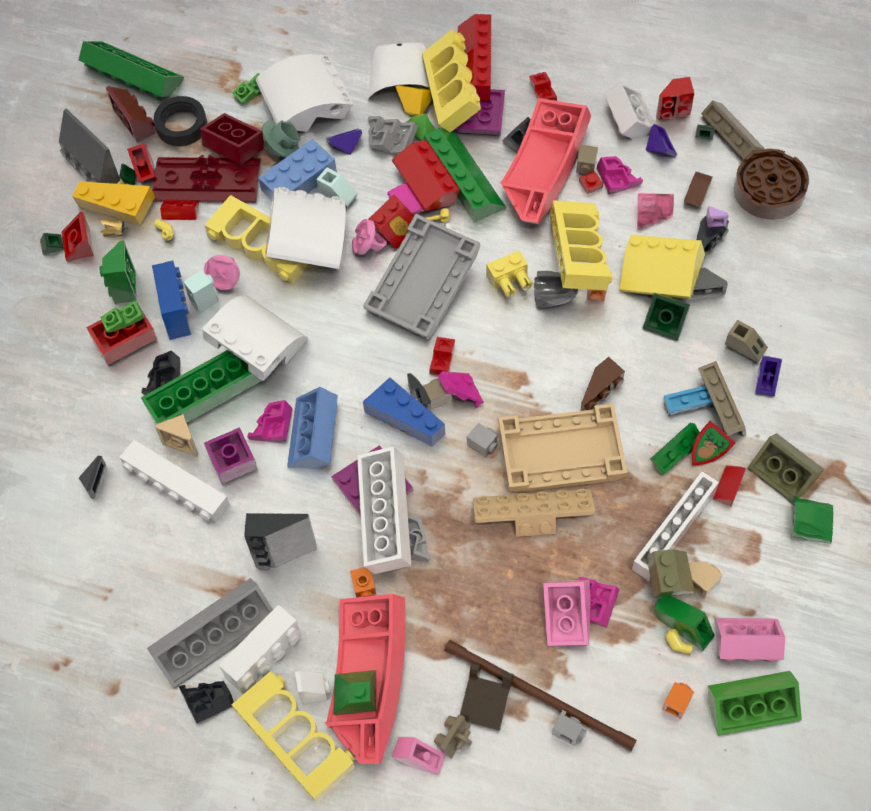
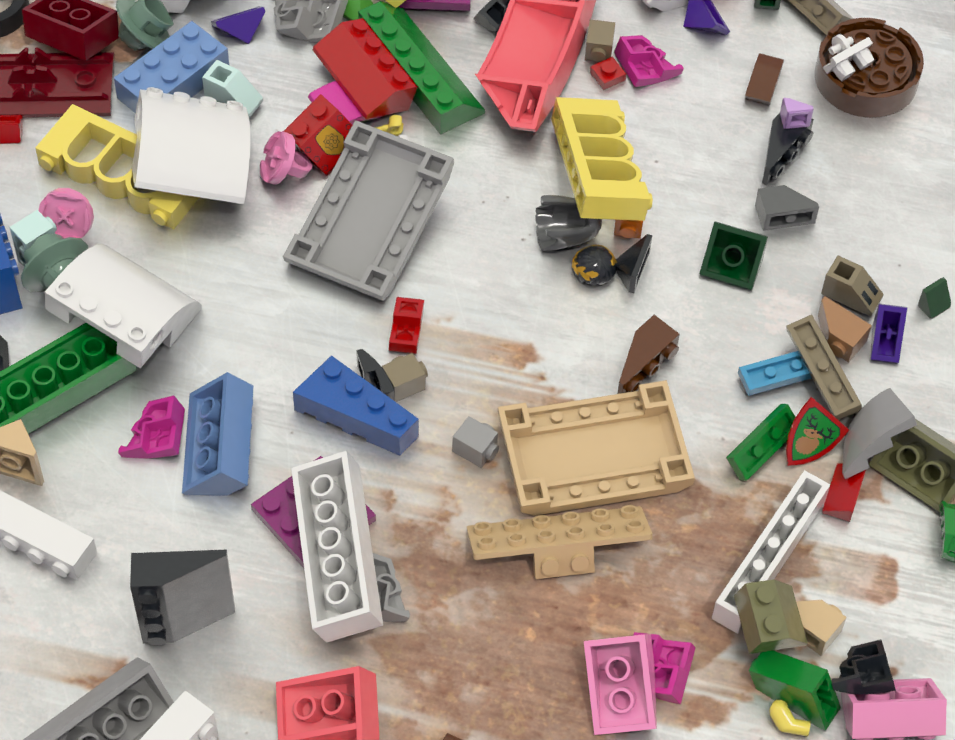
camera: 10 degrees left, 5 degrees down
(208, 303) = (48, 259): none -> sand green helmet
(230, 455) = (95, 479): magenta brick -> none
(363, 582) = (309, 654): orange brick -> none
(460, 385) = (439, 365): dark pink wing -> none
(507, 270) = (496, 198): light yellow brick -> none
(571, 319) = (594, 265): none -> black hair
(596, 319) = (632, 262): none -> black slope
(653, 208) = (702, 106): clear pink slope -> none
(661, 266) = (721, 184): light yellow slope -> none
(732, 612) = (865, 671): none -> black slope
(736, 371) = (842, 329): none -> medium nougat slope
(750, 182) = (841, 64): none -> white hips
(751, 444) = (872, 430): none -> light grey slope
(803, 351) = (935, 298): none -> dark green slope

